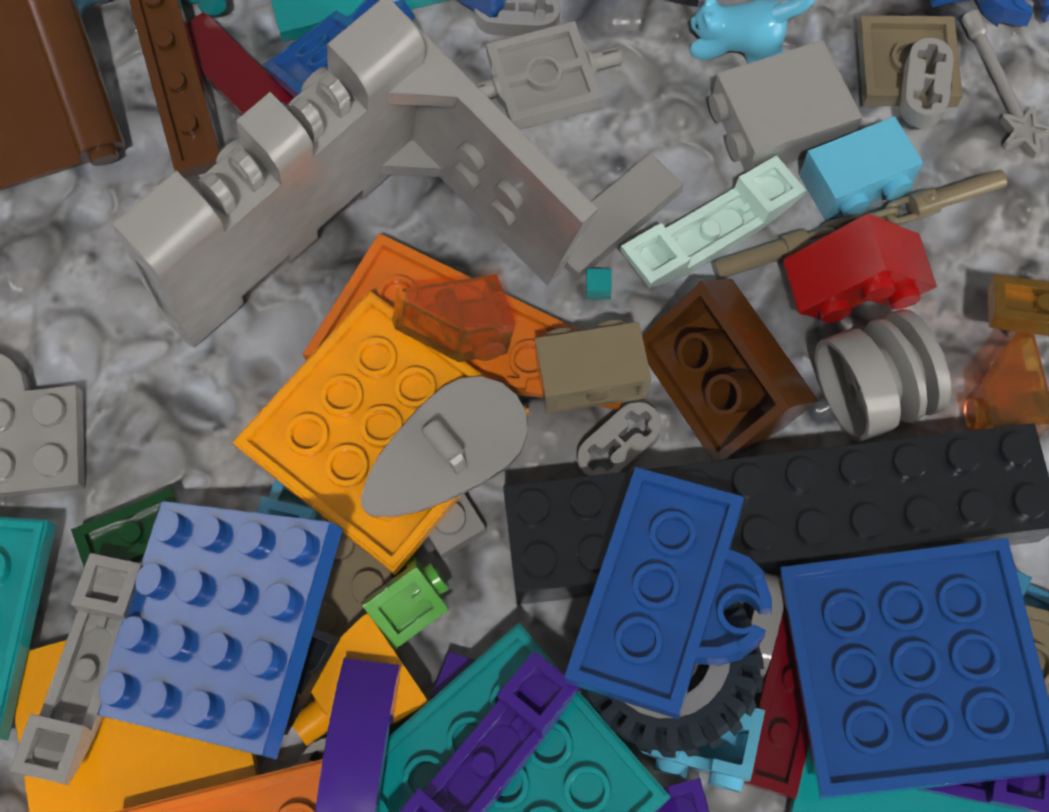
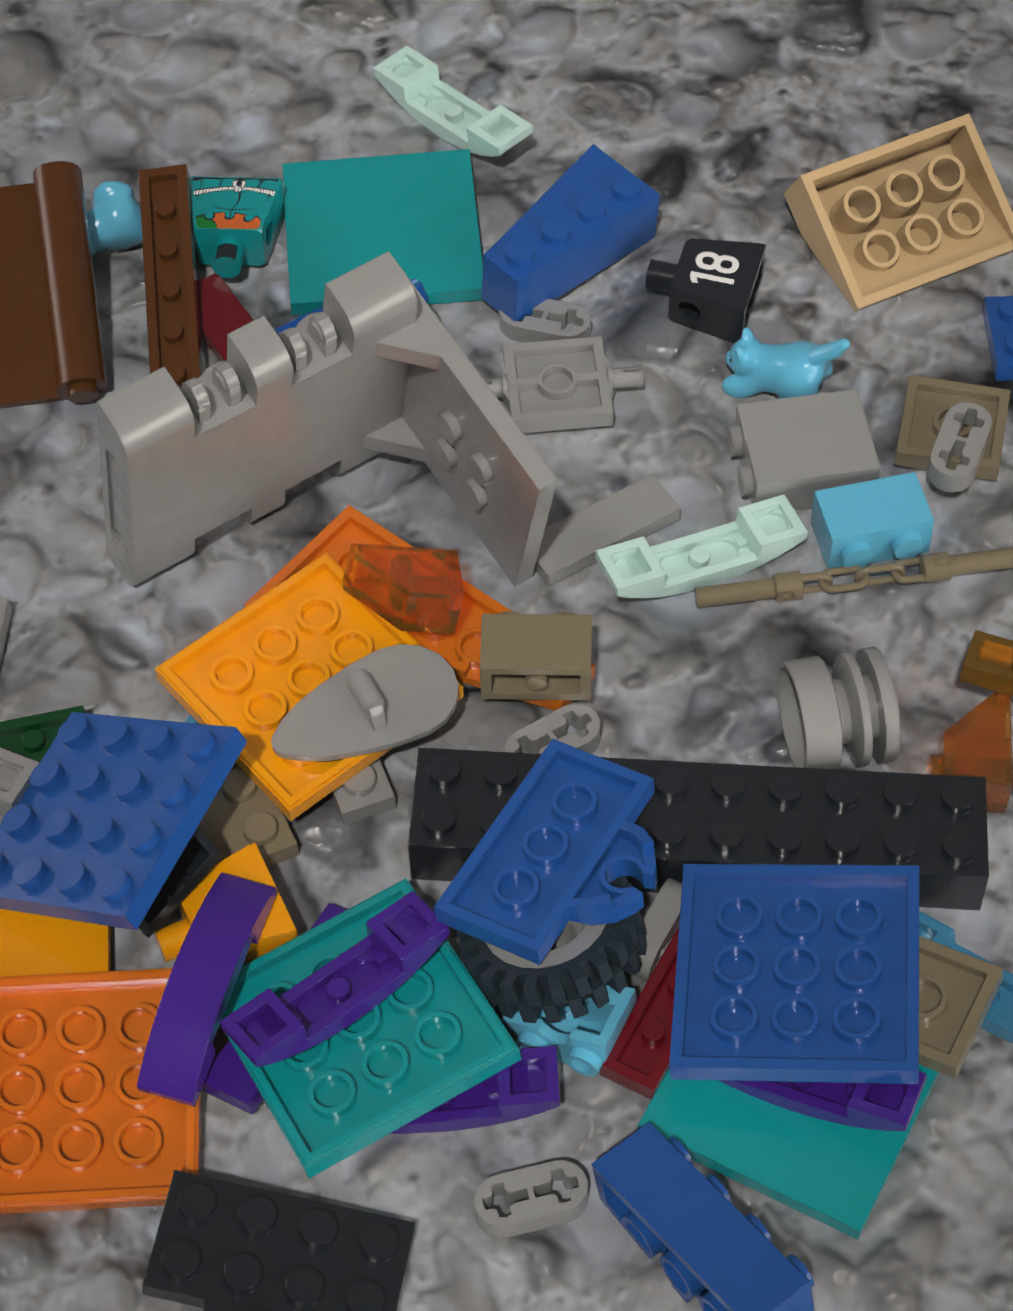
camera: 10 degrees right, 15 degrees down
(408, 602) = (298, 844): bright green bracket -> none
(598, 283) = (568, 591): teal piece -> none
(725, 370) = (679, 684): reddish brown slope -> none
(858, 265) = (841, 604): red brick -> none

